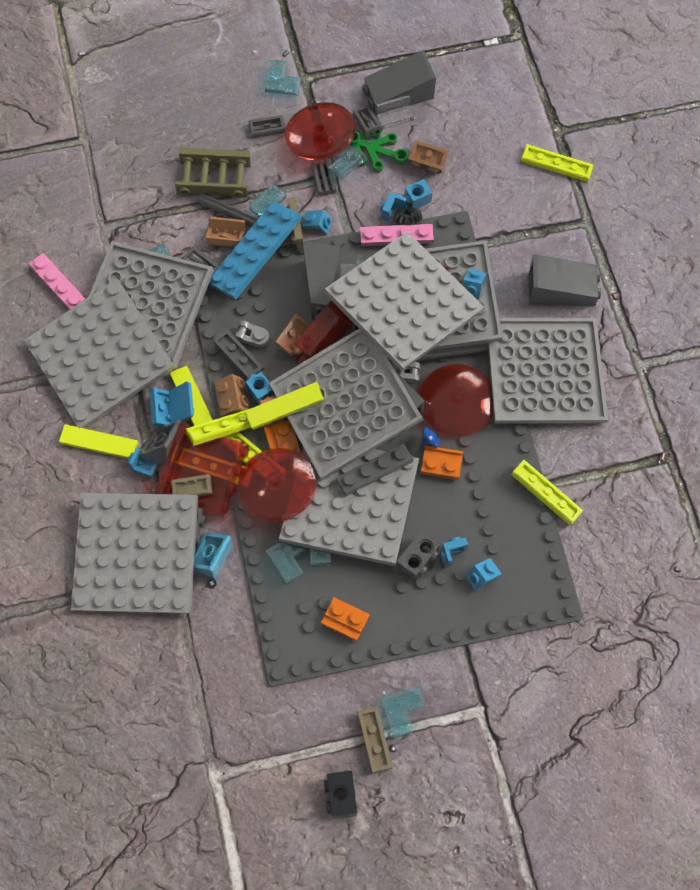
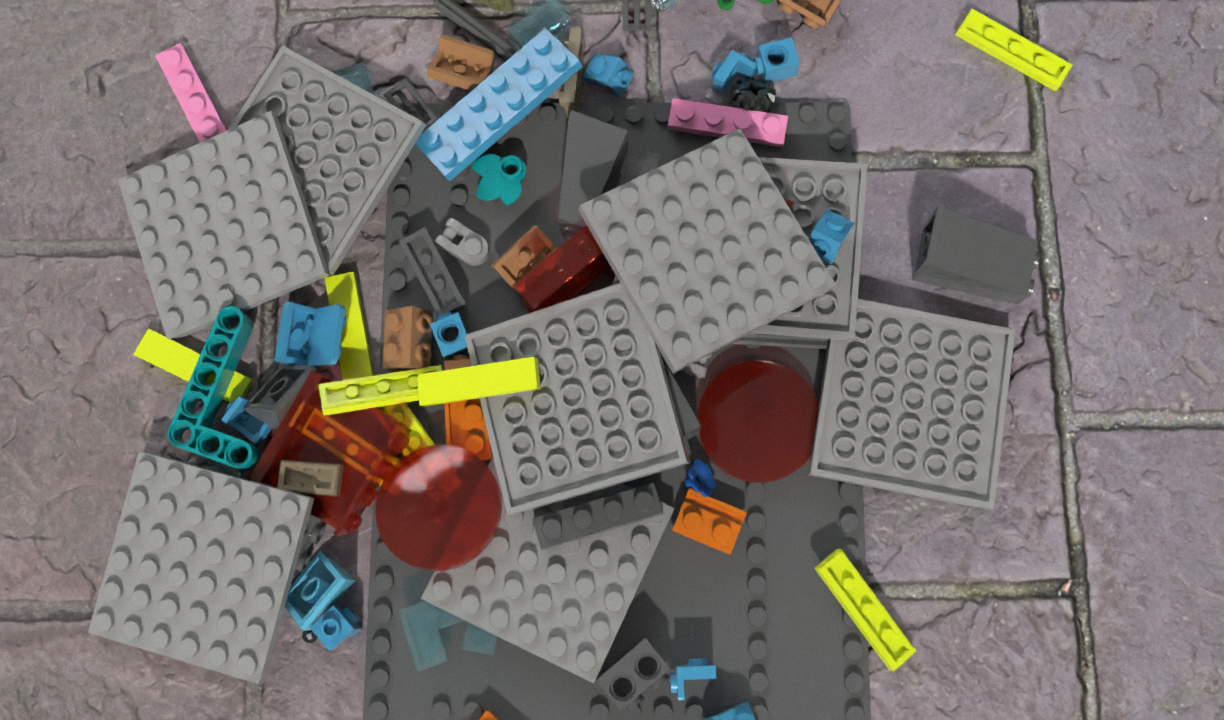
camera: 20 degrees right, 10 degrees up
(117, 451) = (213, 394): none -> teal beam
(229, 568) = (336, 626): none -> dark azure bracket
(263, 294) = (496, 180): none -> teal plate

